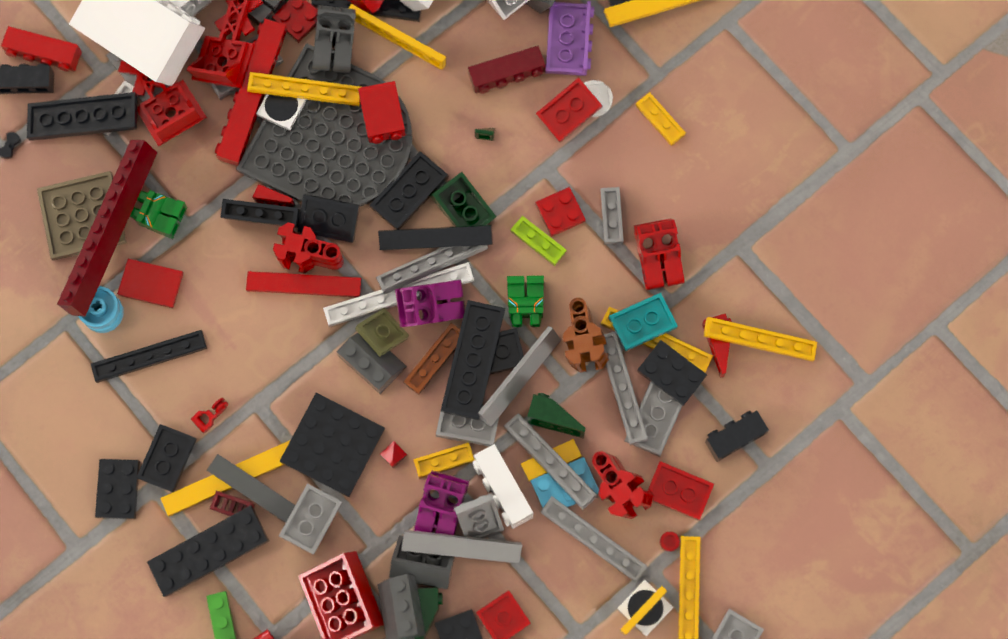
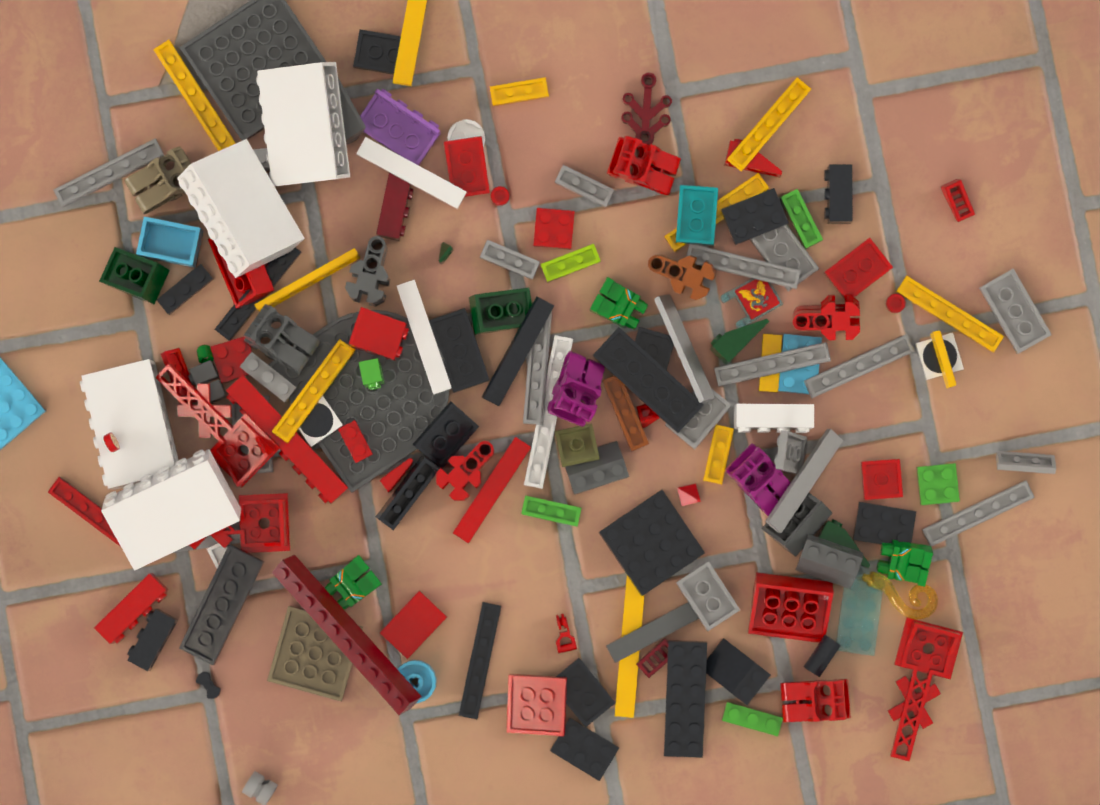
camera: 65 degrees left, 10 degrees up
(133, 423) = (536, 705): none -> plate
(256, 583) = (736, 671): none -> black slope
(281, 147) = (355, 441): none -> red plate
(296, 49) = (268, 377): none -> light grey plate
(312, 343) = (551, 511): none -> bright green plate
(345, 125) = (371, 373): none -> bright green brick
(402, 154) = (424, 337): none -> white tile
(431, 80) = (370, 279): none -> dark grey connector
(441, 378) = (646, 415): none -> red slope
(511, 189) = (509, 259): none -> light grey plate
(536, 66) = (411, 173): none -> white tile
(561, 152) = (500, 196): none -> red tile
(600, 414) = (755, 299): none -> flag
(694, 415) = (801, 219): none -> bright green plate
(706, 232) = (645, 113): none -> dark red plant
(789, 541) = (964, 197): none -> red slope

